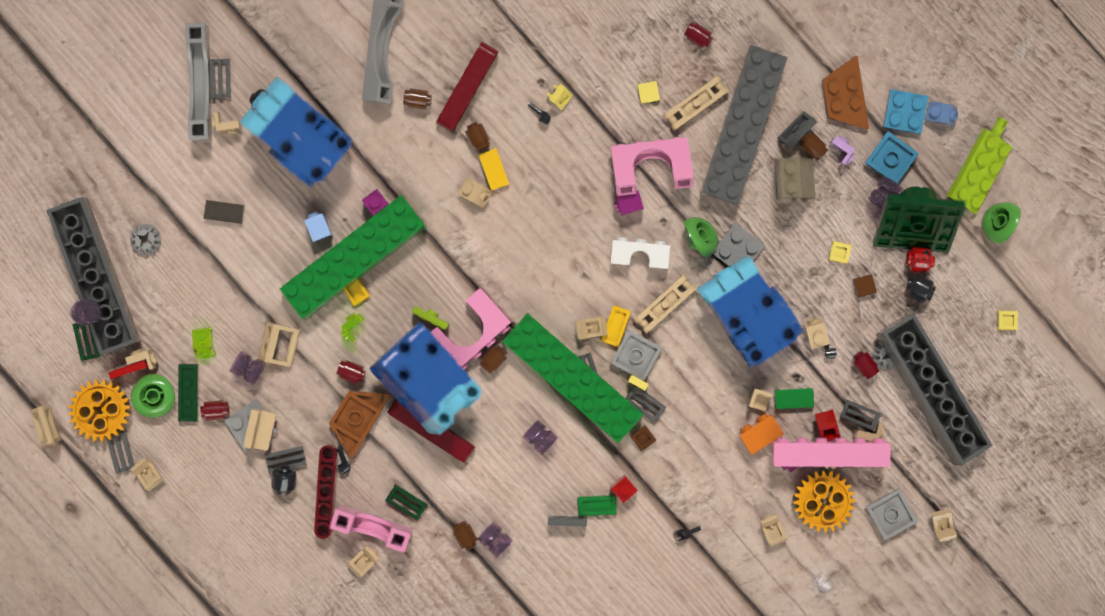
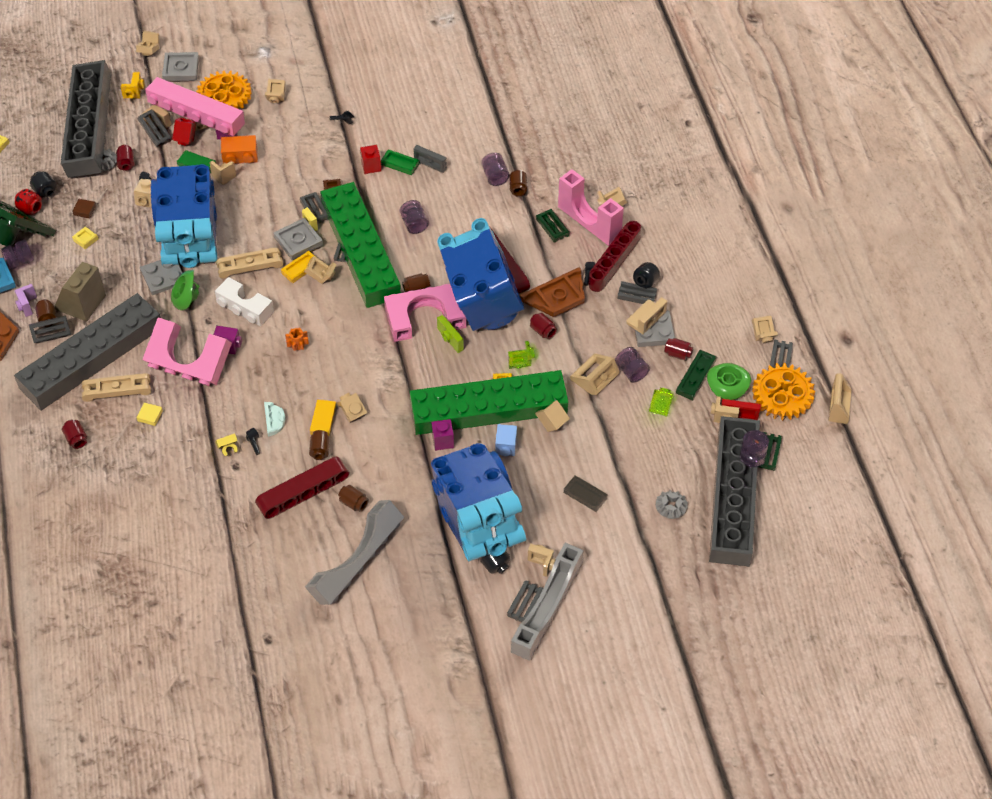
camera: 150 degrees left, 35 degrees down
(285, 269) = (552, 416): none -> tan panel
(536, 147) = (274, 418): none -> light aqua tile
(563, 242) = (297, 339): none -> orange gear
(917, 464) = (134, 89): none -> yellow bracket

